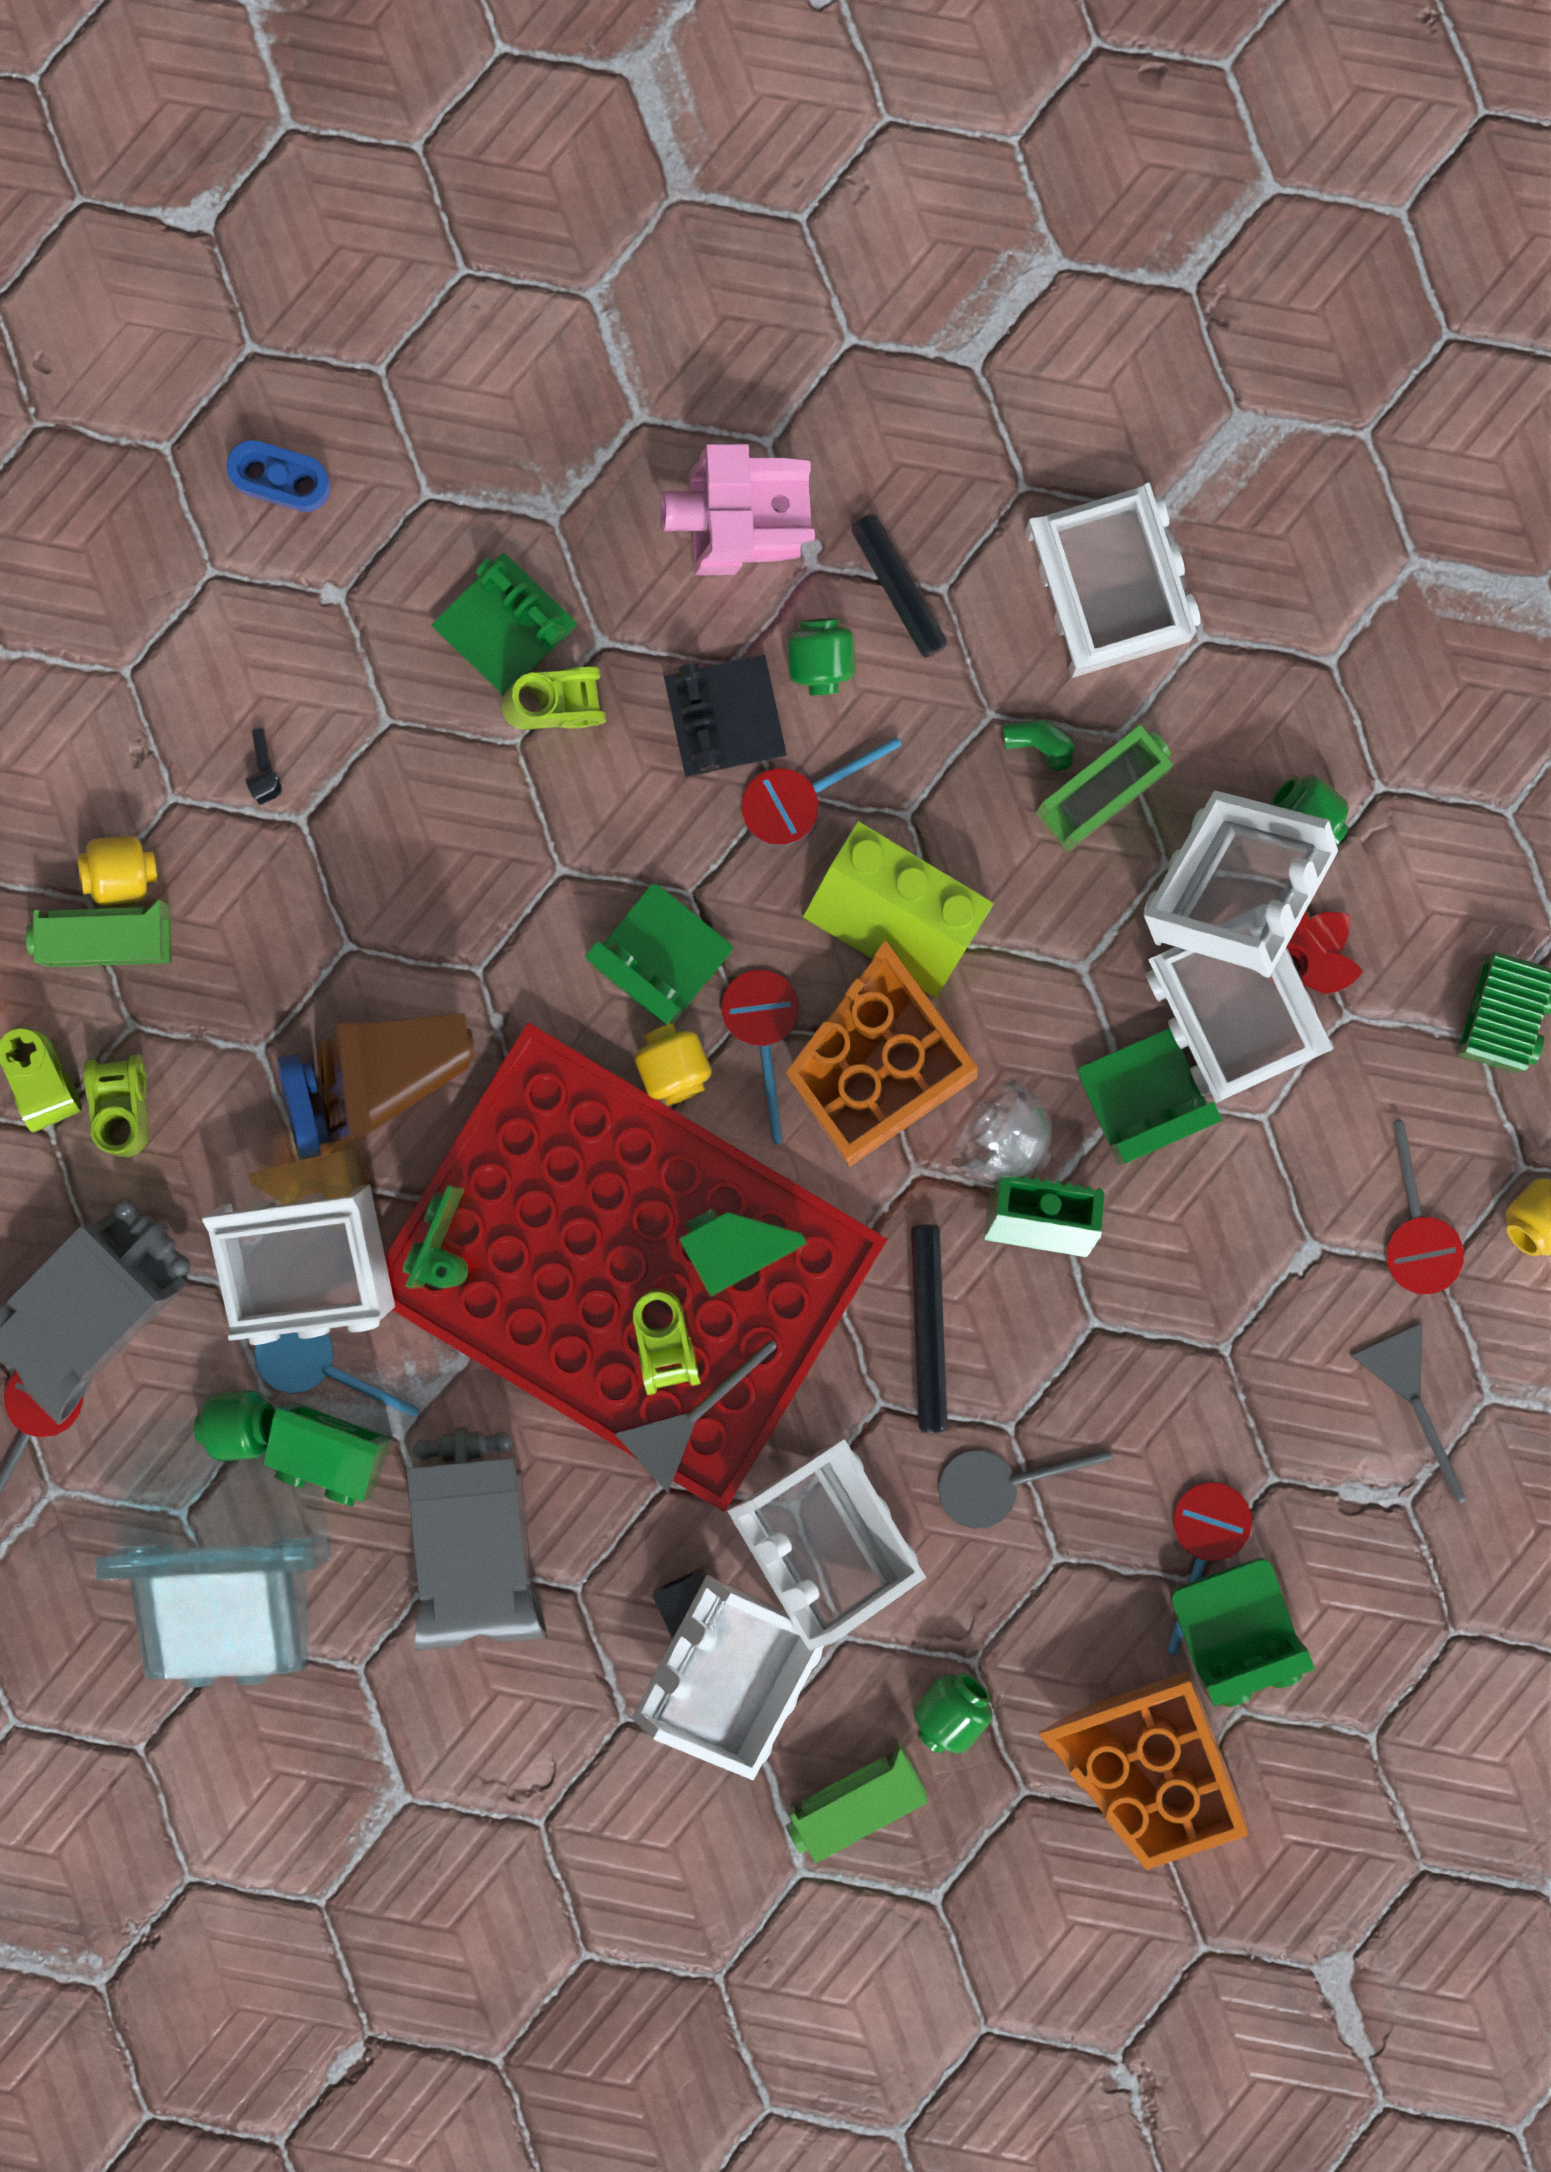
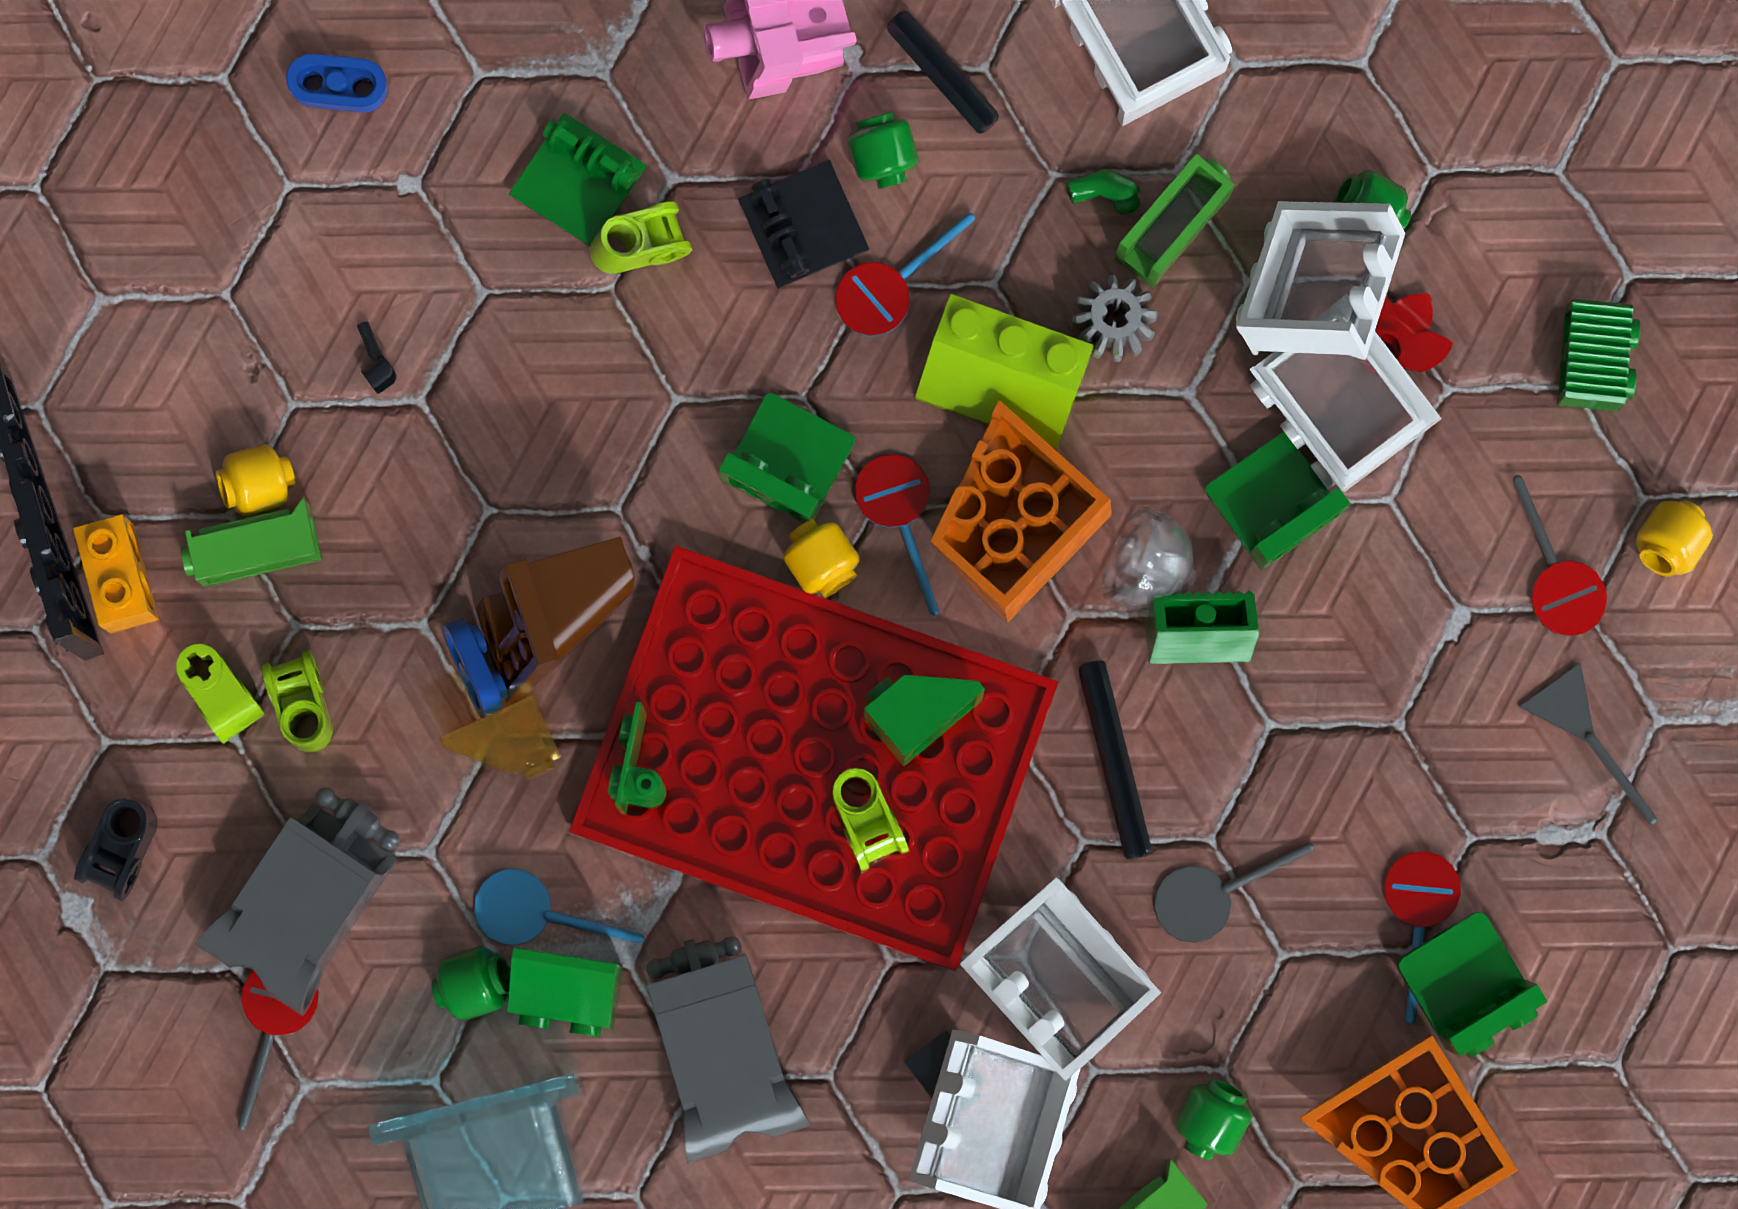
camera: 15 degrees left, 5 degrees down
(301, 1266) = (506, 815): window -> none
(662, 1443) = (885, 916): dark grey piece -> none
(1038, 886) = (1122, 300): none -> light grey gear

